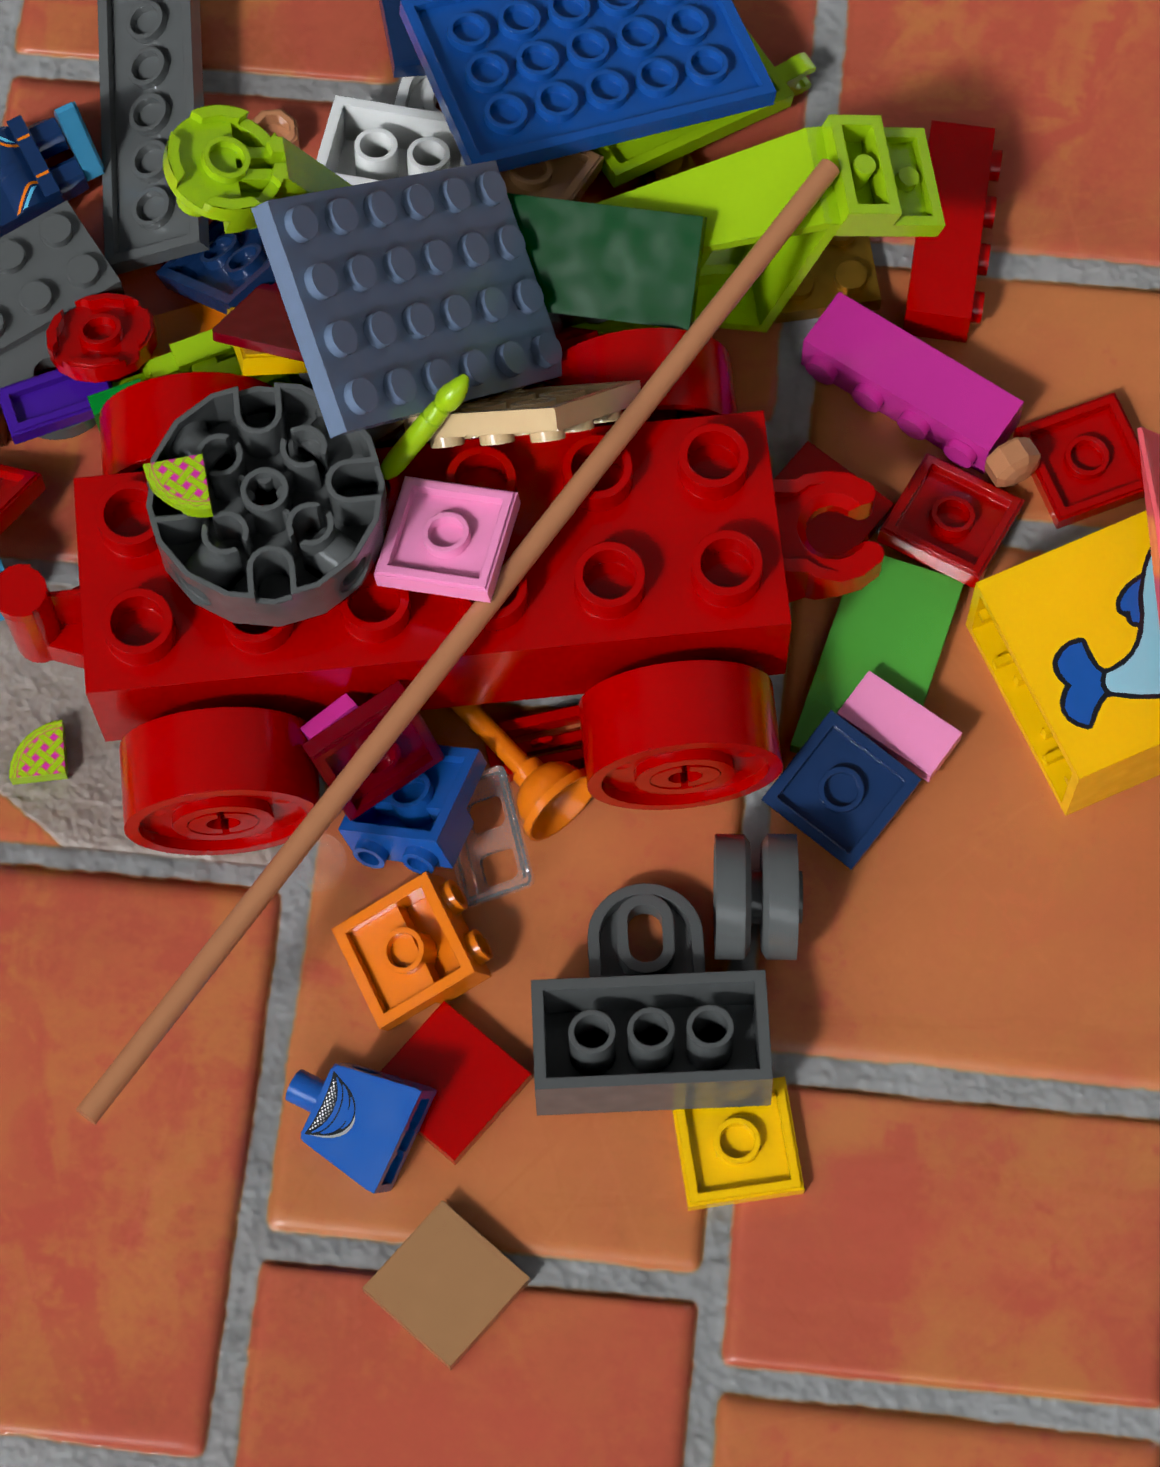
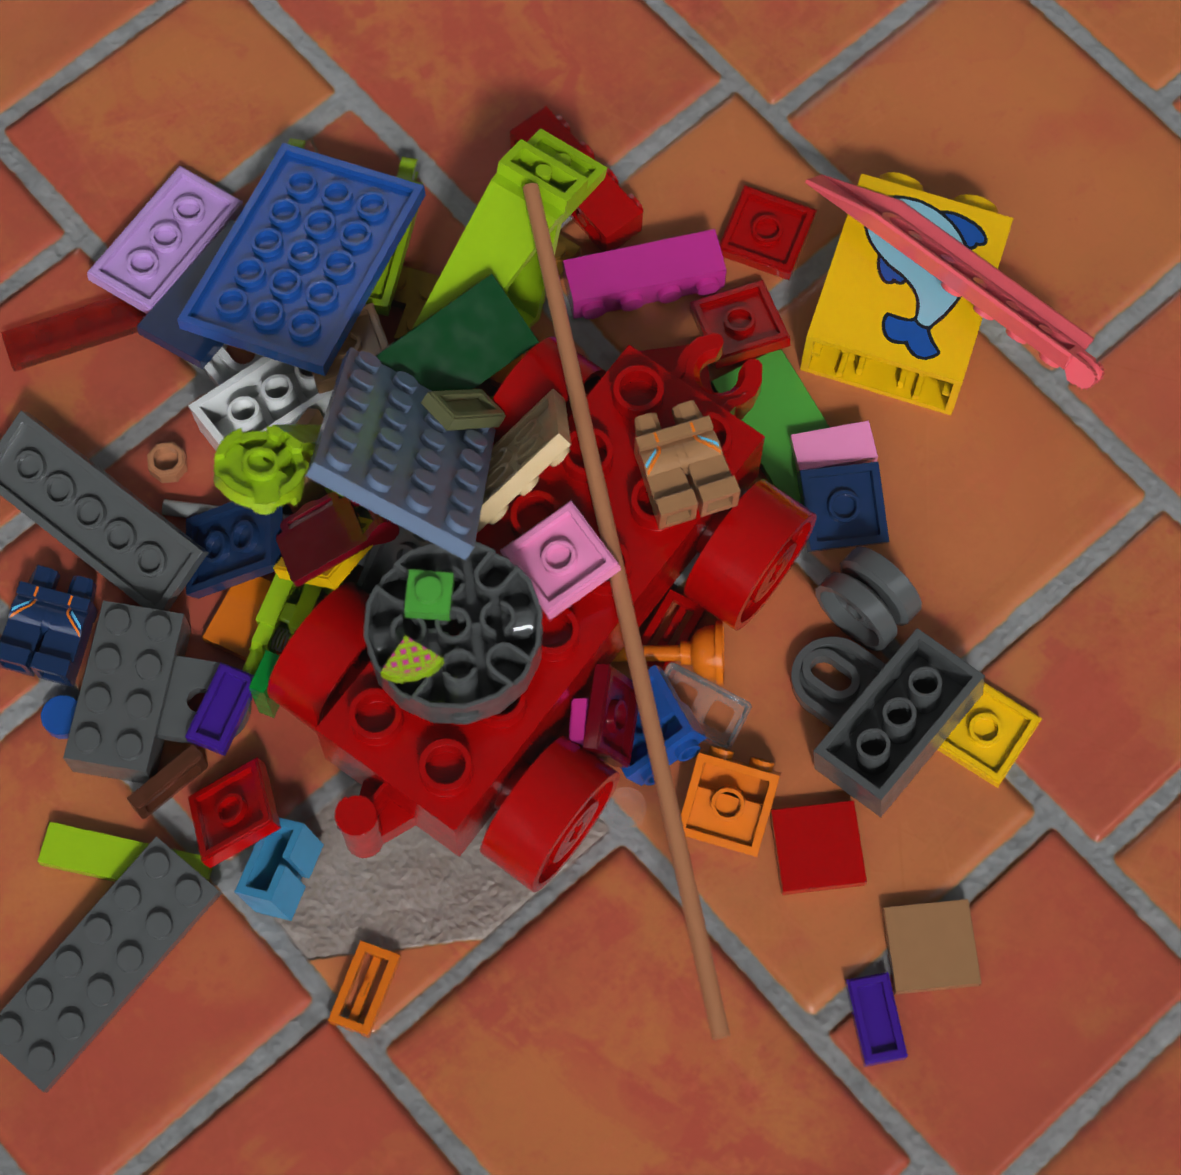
camera: 50 degrees left, 0 degrees up
(41, 756) = (421, 903): lime tile -> none
(79, 140) = (64, 560): dark azure tile -> none
(101, 338) = (212, 652): red tile -> none
(269, 440) = (429, 595): none -> bright green plate
(318, 1294) = (876, 1019): none -> dark purple tile
(361, 1120) = (804, 909): blue torso -> none
(446, 400) = (489, 485): lime piece -> none
(535, 320) = (463, 409): none -> olive tile
(659, 565) = (681, 452): none -> medium nougat hips
(1012, 462) = (740, 265): nougat tile -> none

